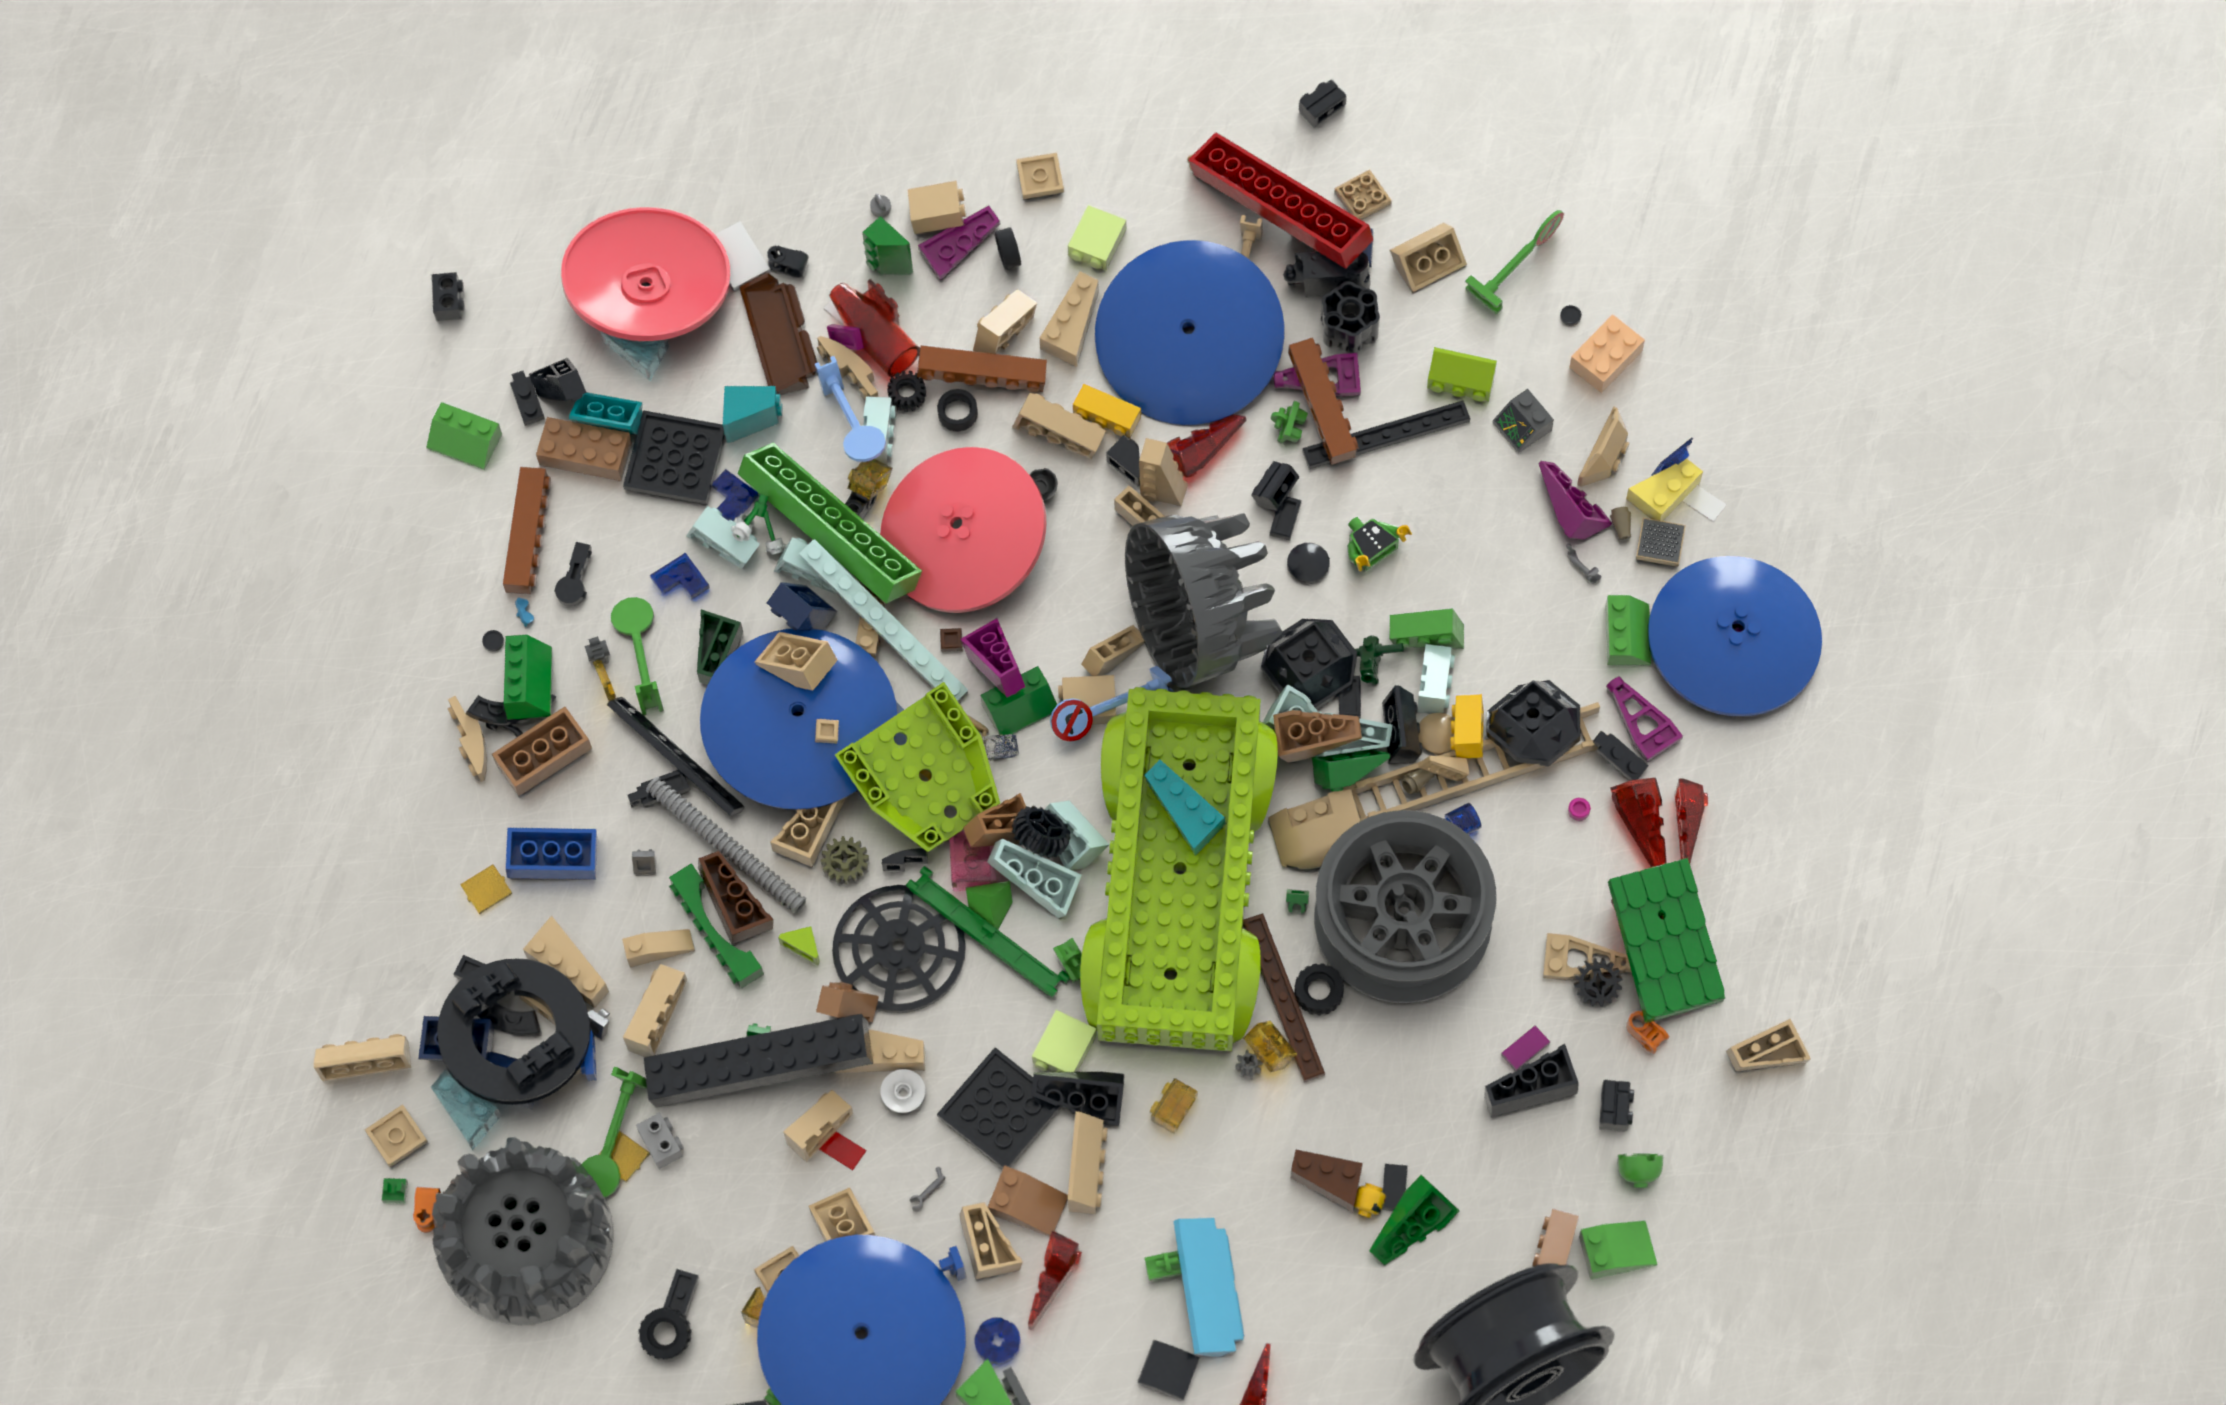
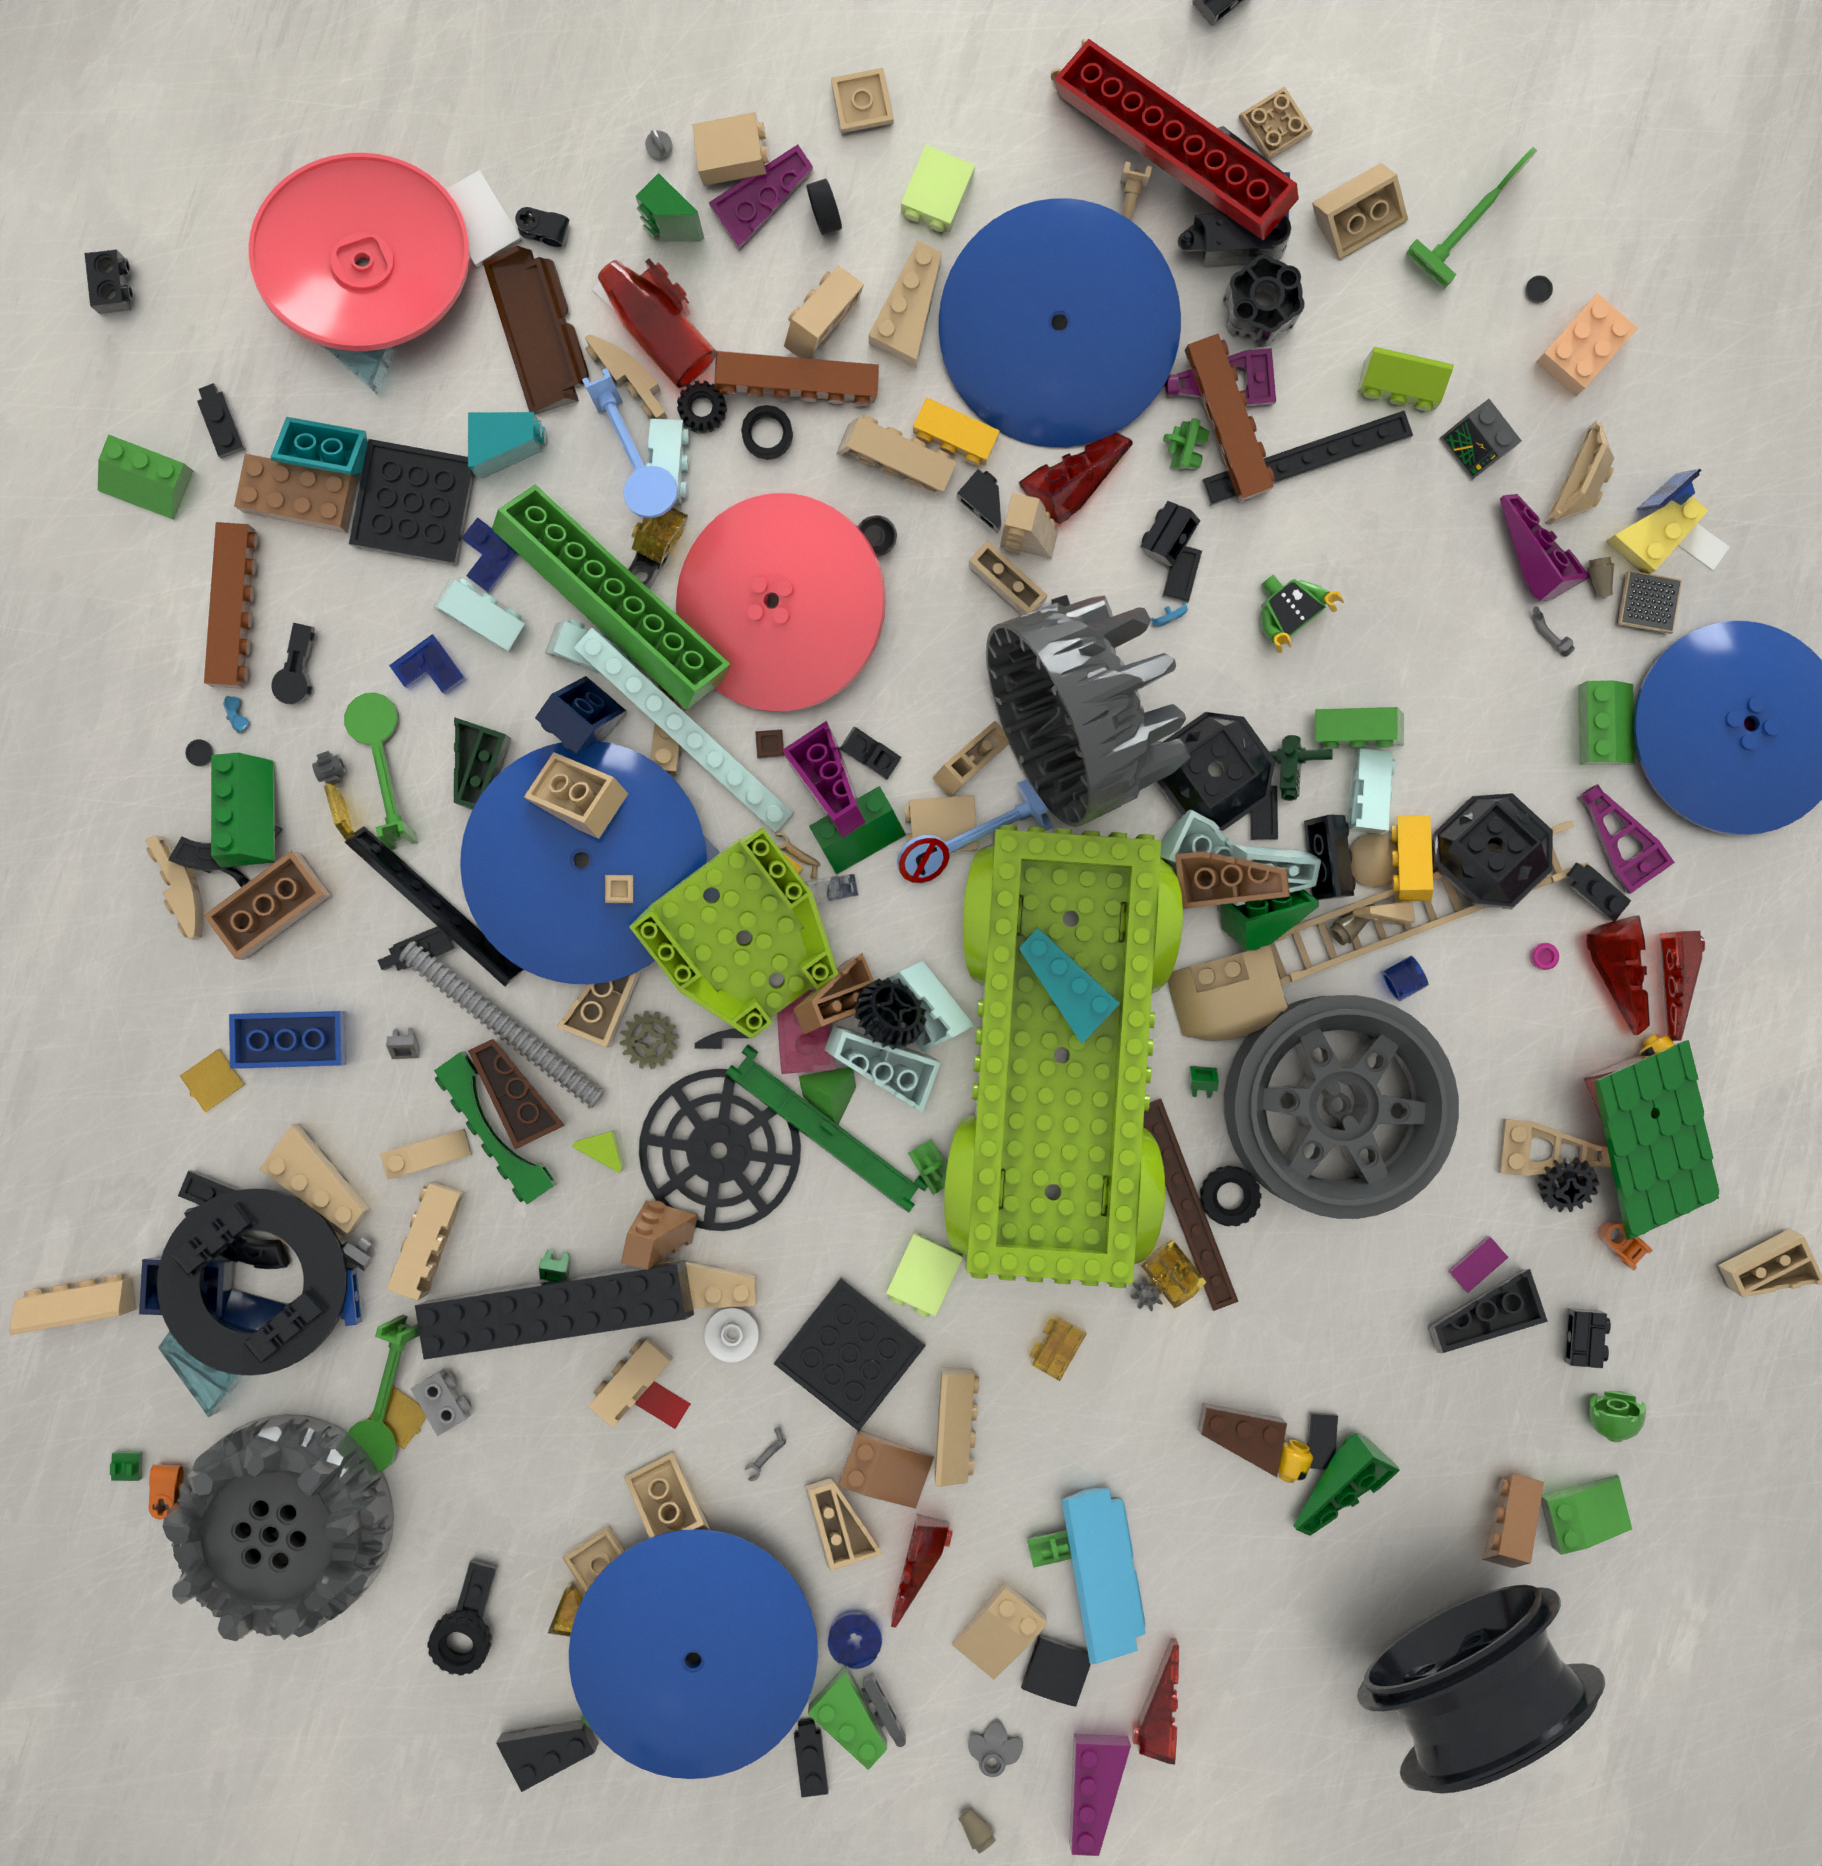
camera: 10 degrees left, 20 degrees up
(396, 1135) = (123, 1400): tan plate -> none
(558, 381) = (258, 403): black wedge -> none
(745, 522) = (505, 593): plant -> none
(846, 335) = (621, 335): magenta tile -> none
(953, 1264) = (801, 1557): blue hinge -> none
(1031, 647) = (870, 753): none -> black slope
(1085, 1092) = (958, 1336): black wedge -> none
(1120, 1335) = (1000, 1630): none -> tan slope
(1281, 546) = (1170, 615): none -> dark azure piece
(1308, 562) = (1211, 634): black dish -> none

